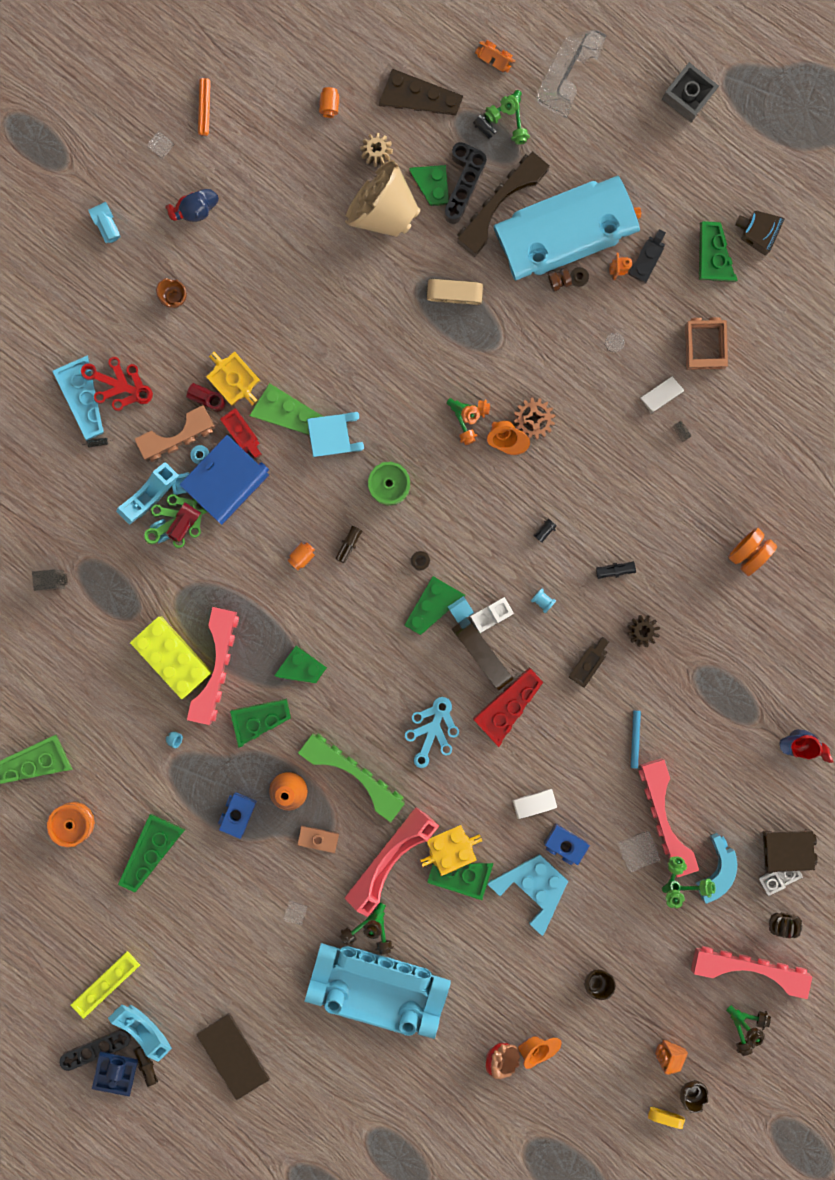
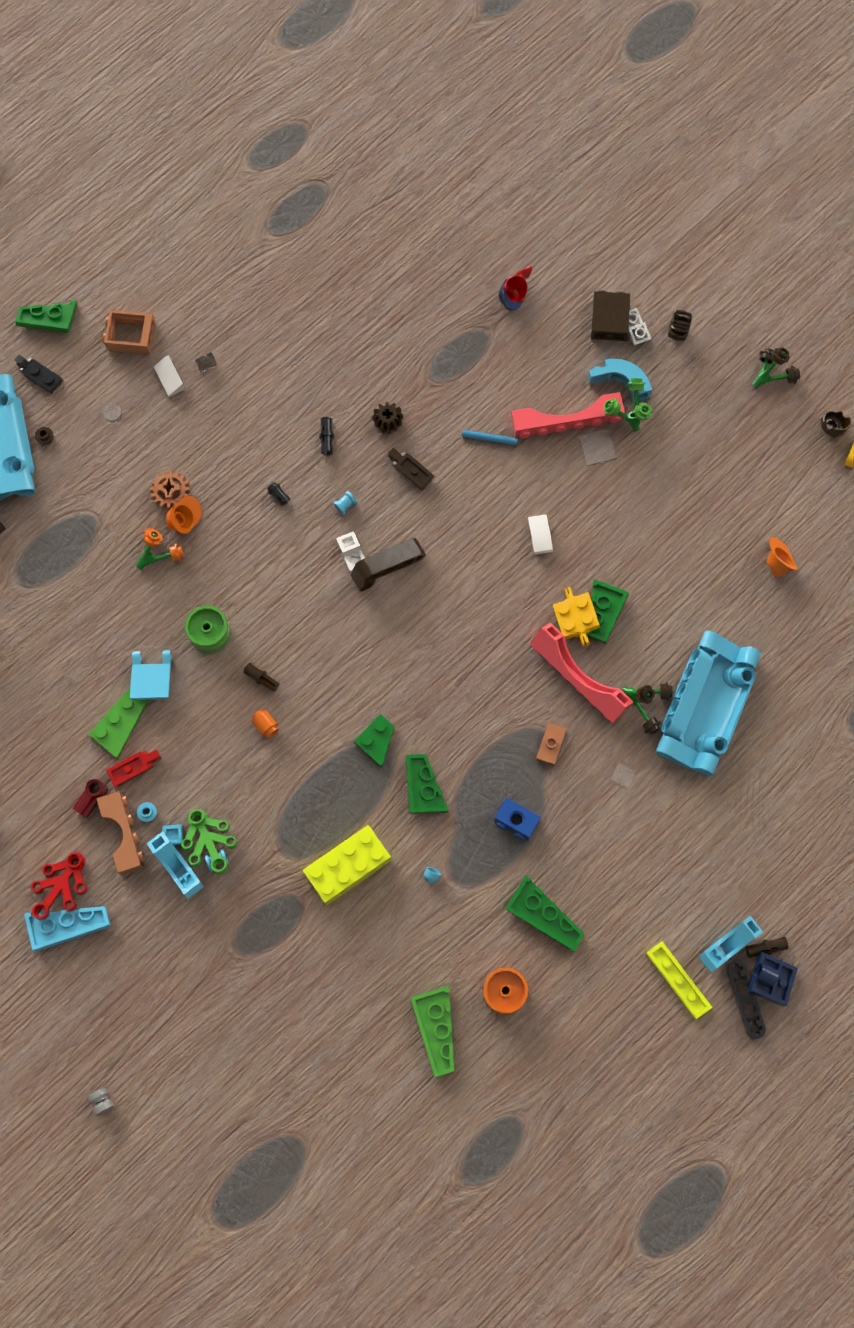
camera: 80 degrees left, 15 degrees down
(49, 580) = (247, 979): clear smoke brick -> none
(97, 442) = (115, 915): clear smoke piece -> none
(184, 519) = (207, 830): dark red piece -> none
(221, 626) = (323, 811): coral arch -> none
(227, 482) = (179, 787): blue door -> none
(233, 378) = (76, 768): yellow plate -> none
(233, 1056) = (764, 856): dark brown tile -> none
(292, 785) = (499, 768): orange cone -> none
(384, 801) = (519, 674): bright green arch -> none
(420, 566) = (284, 608): dark brown plate -> none
(432, 605) = (334, 606): green wing -> none
(433, 728) = (455, 619): medium azure plant -> none
(455, 291) = (34, 548): tan beam -> none
(460, 609) = (342, 579): medium azure tile -> none
(502, 1060) = (787, 592): nougat hair -> none
(508, 706) = (442, 547): red wing -> none
(540, 882) = (617, 539): medium azure wing -> none
(559, 279) = (42, 452): reddish brown wheel -> none
(574, 853) = (585, 499): blue brick -> none
(600, 984) = (721, 494): dark brown hair -> none
(619, 266) = (40, 396): orange hinge -> none
(670, 1057) = (794, 439): orange slope -> none
(712, 964) = (711, 392): coral arch -> none
(752, 551) = (327, 312): orange wheel -> none
(760, 230) = (34, 275): dark brown torso -> none

